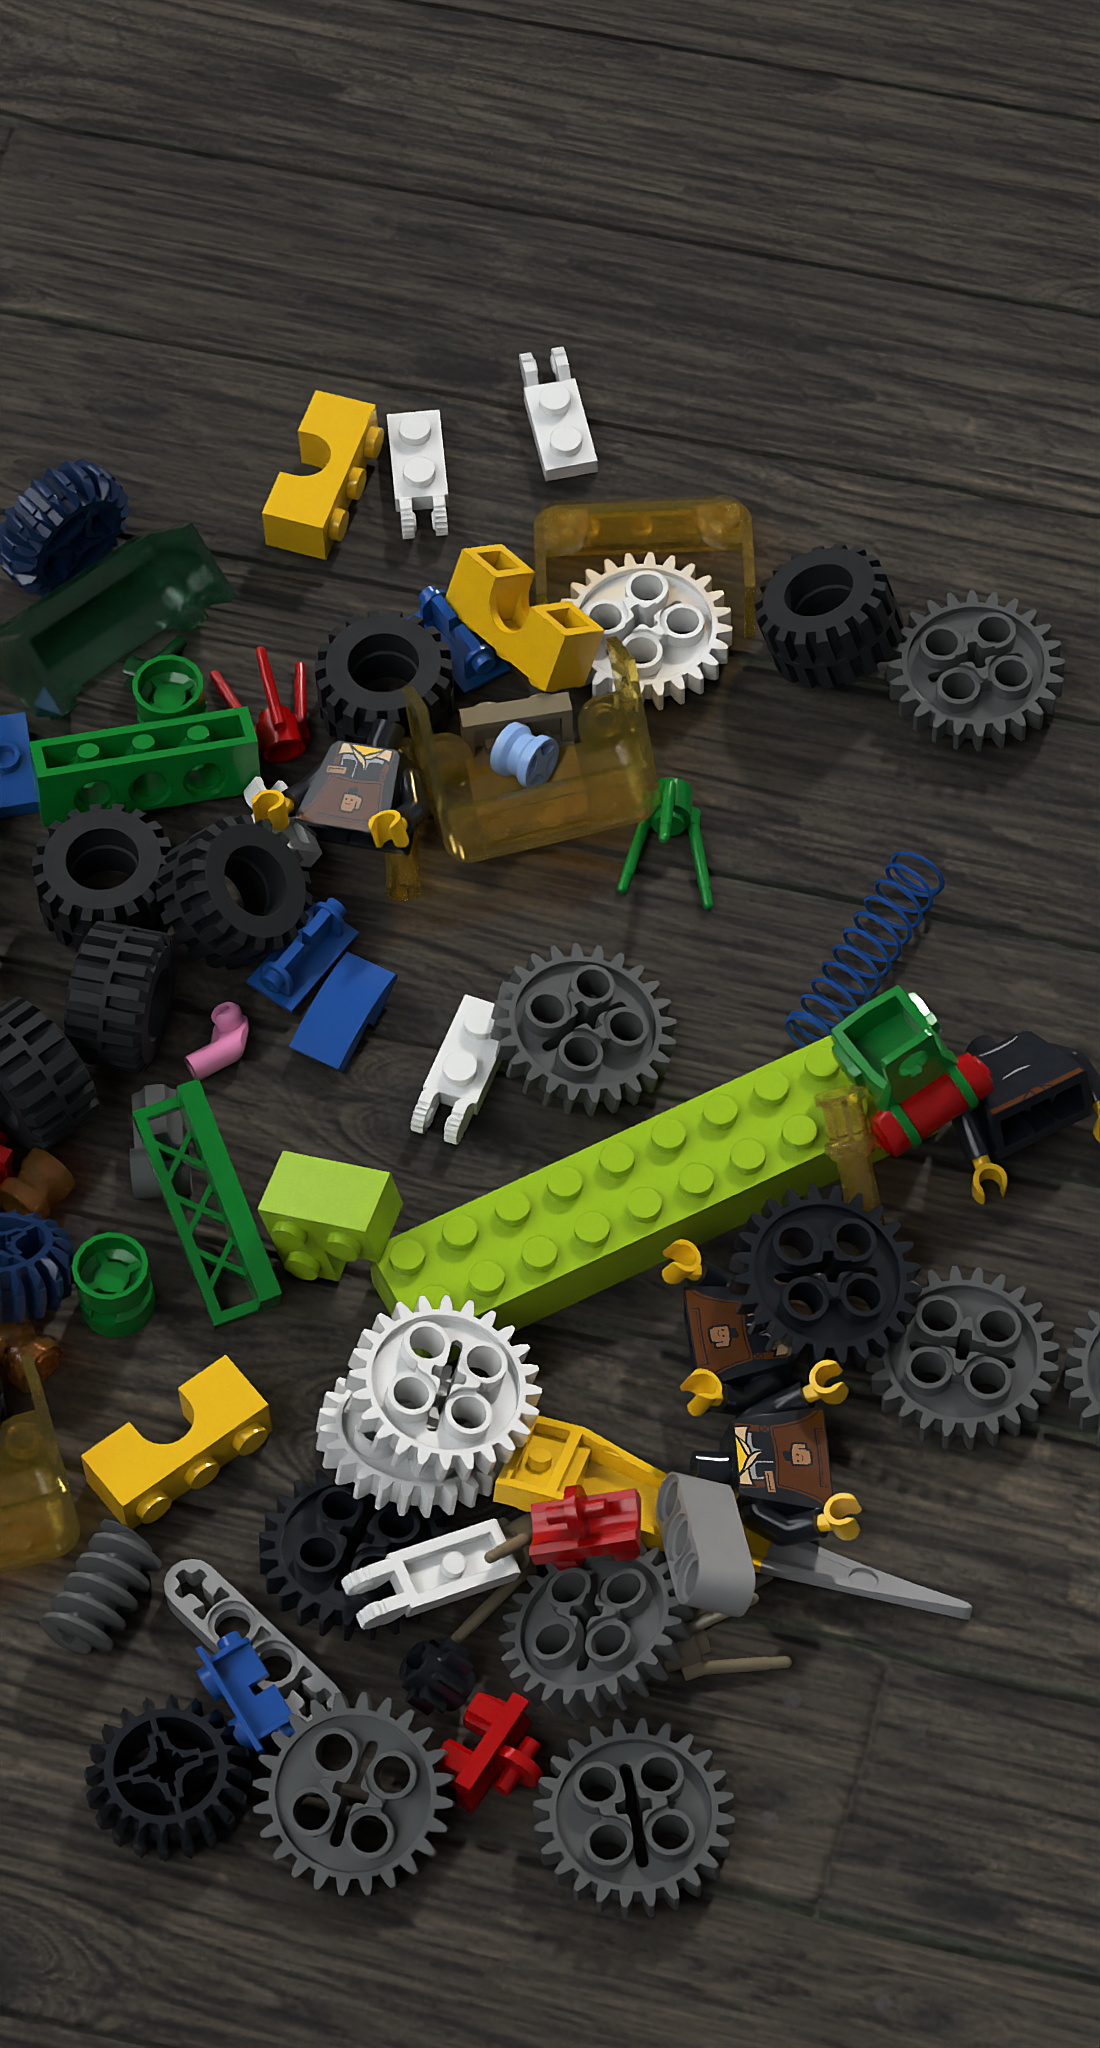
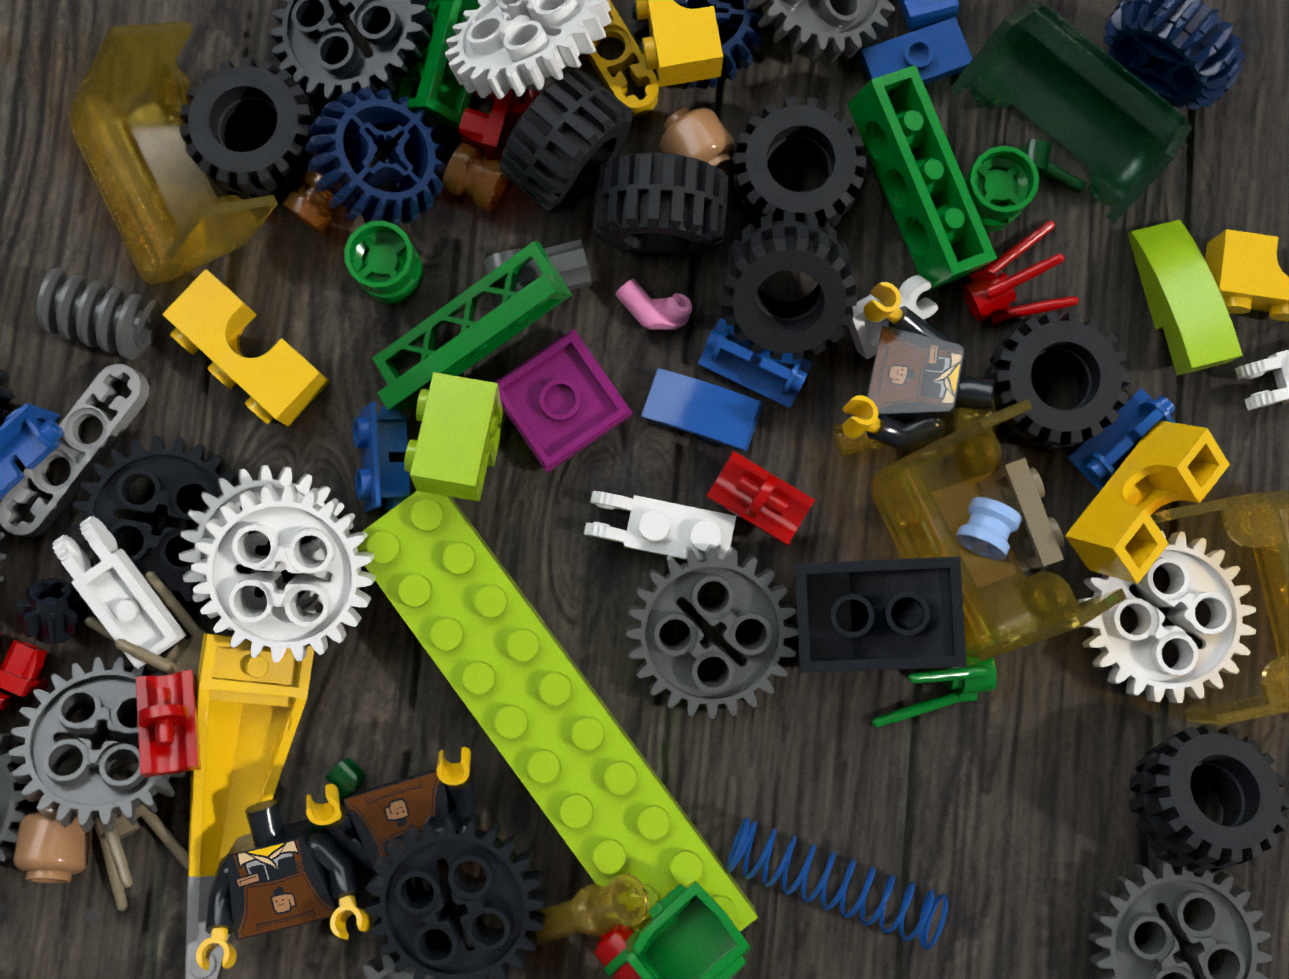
camera: 80 degrees right, 25 degrees up
(47, 969) = (699, 136): none -> medium nougat head
(305, 1121) = (561, 401): none -> magenta plate
(315, 1331) = (379, 477): none -> blue hinge
(320, 566) = (1184, 298): none -> lime slope
(450, 963) = (760, 498): none -> red hips
(593, 866) = (880, 614): none -> black slope
(675, 1414) = (347, 778): none -> dark green hand
(702, 1704) = (49, 850): none -> medium nougat head
(705, 1544) = (162, 834): light grey beam -> none

